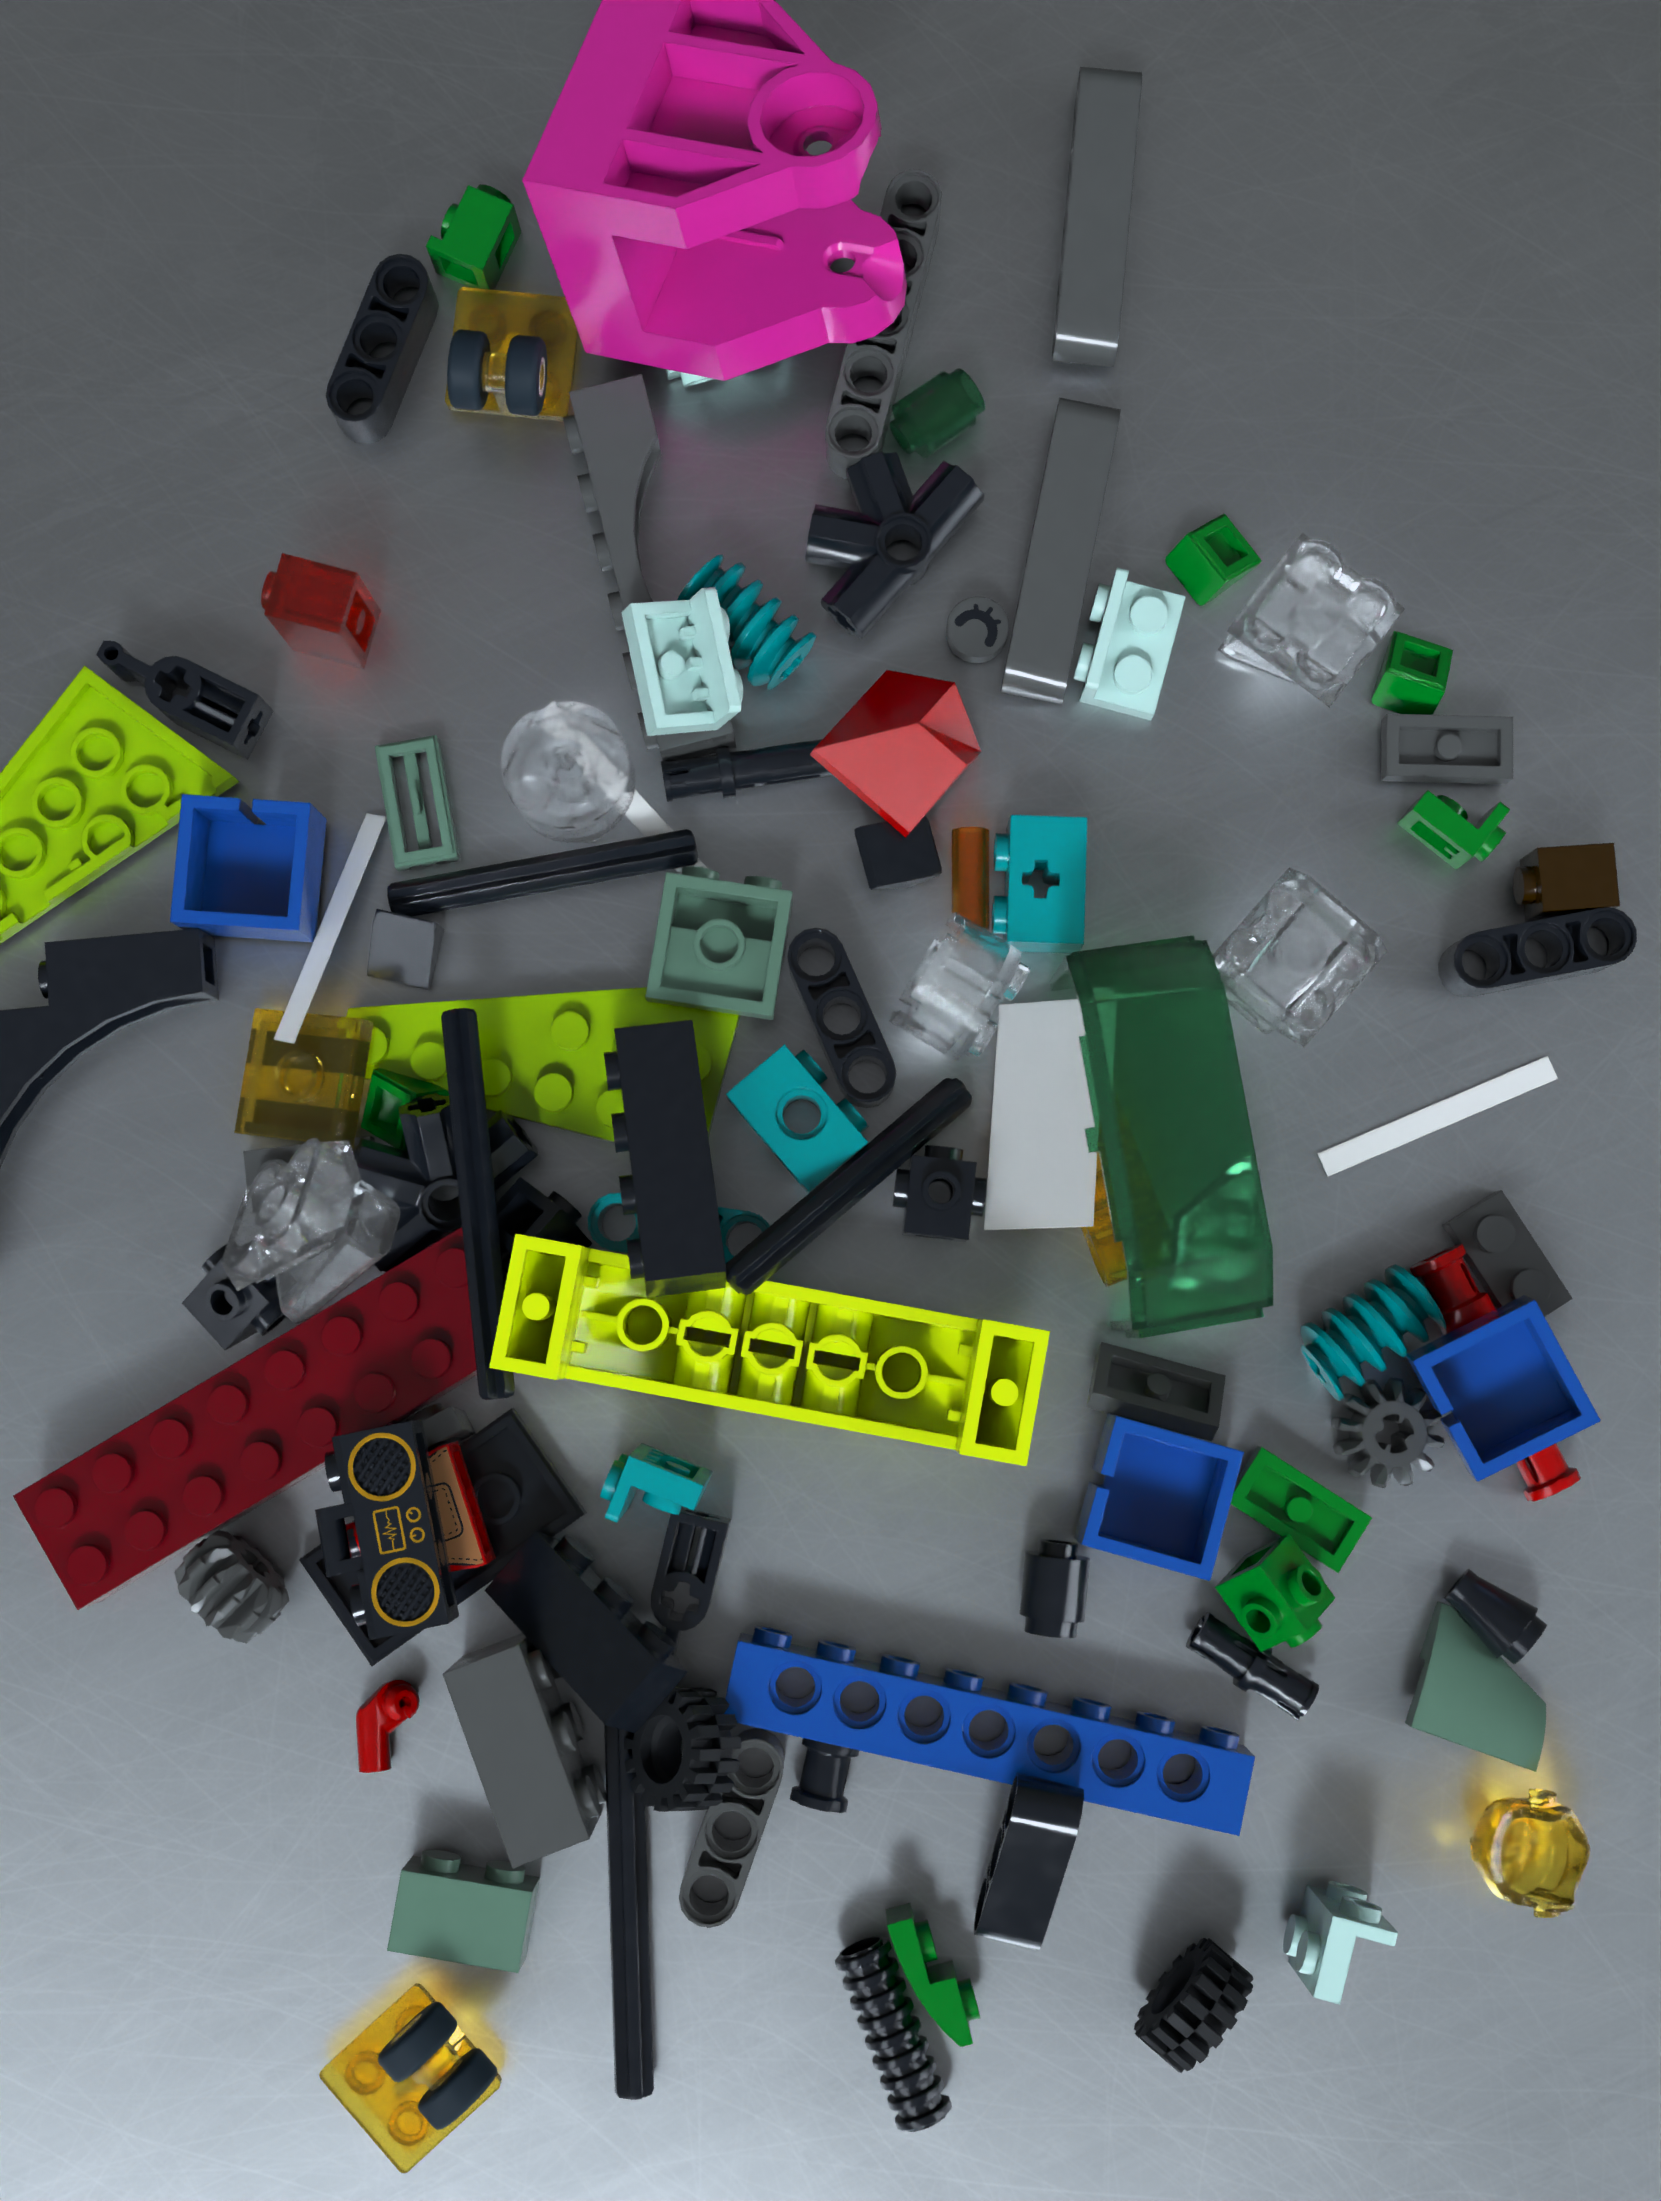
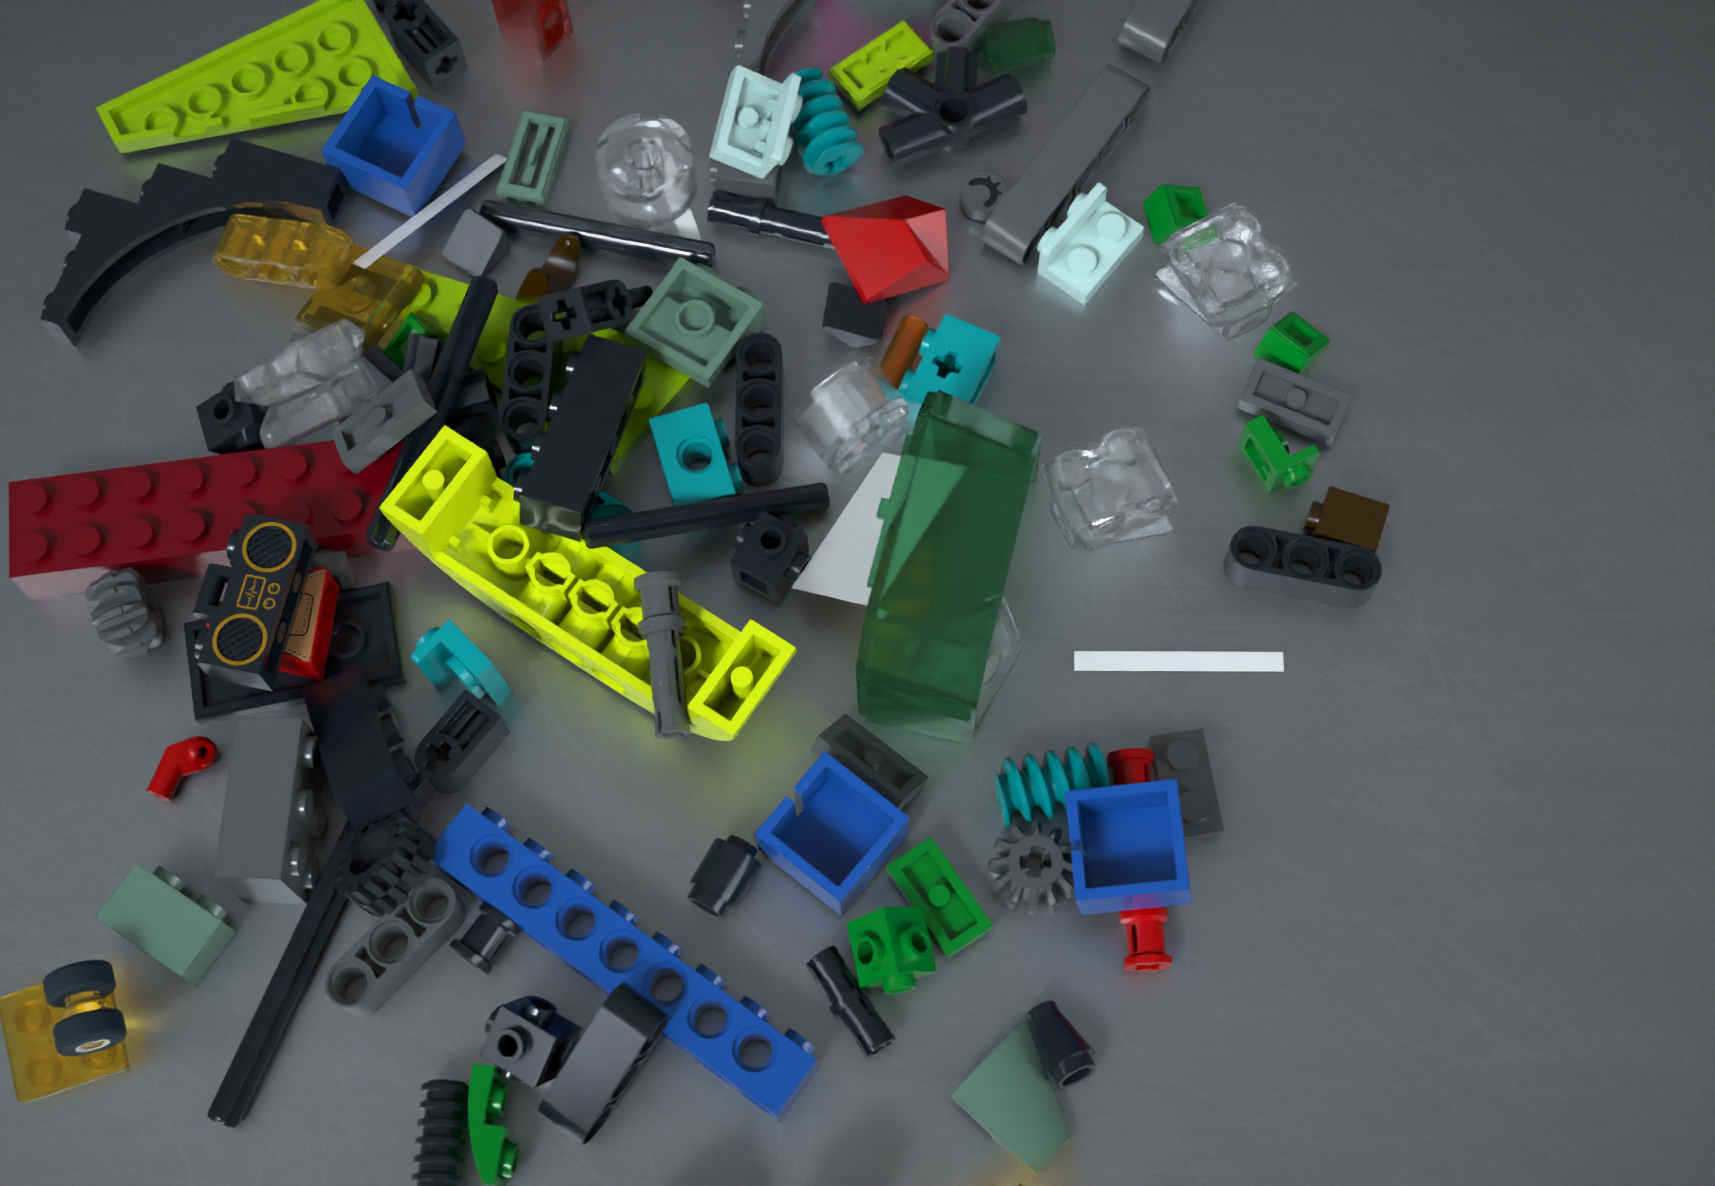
camera: 25 degrees right, 15 degrees down
(182, 1059) = (283, 252): none -> clear yellow beam
(432, 1249) = (383, 421): none -> dark grey plate
(516, 951) = (556, 272): none -> dark brown helmet
(548, 1080) = (526, 360): none -> black beam
(599, 993) = (590, 308): none -> black piece
(781, 508) = (866, 72): none -> lime plate
(875, 1359) = (662, 629): none -> dark grey pin
(931, 1868) = (529, 1040): none -> black brick

